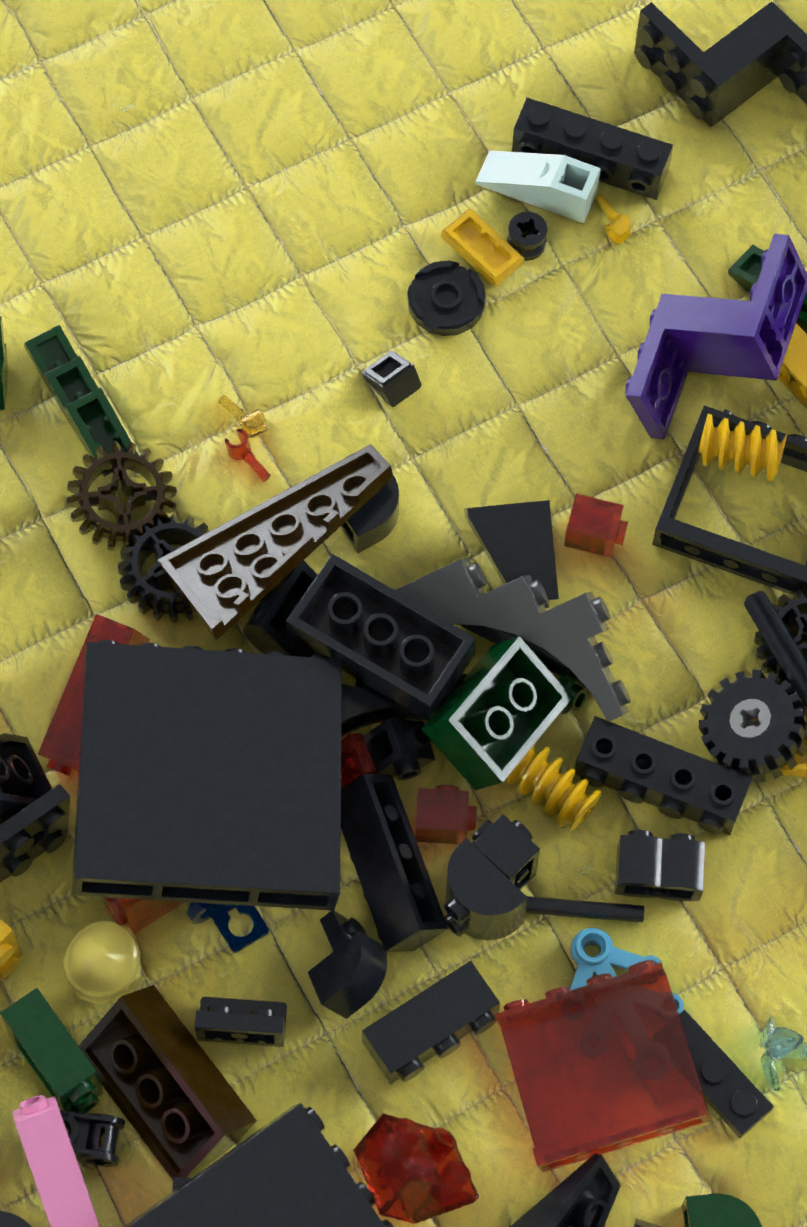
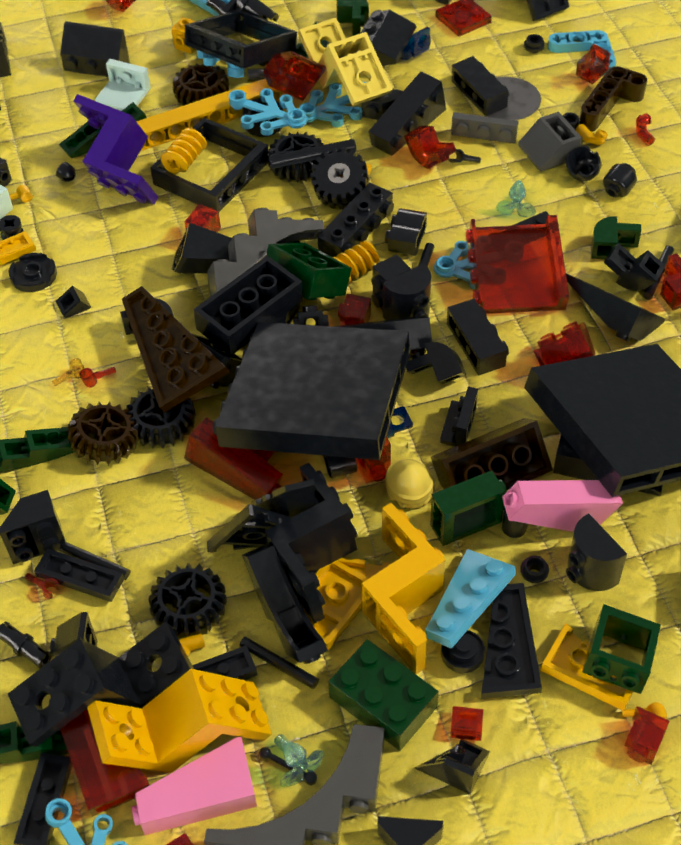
camera: 75 degrees left, 15 degrees down
(683, 277) = (65, 172): none -> black hinge

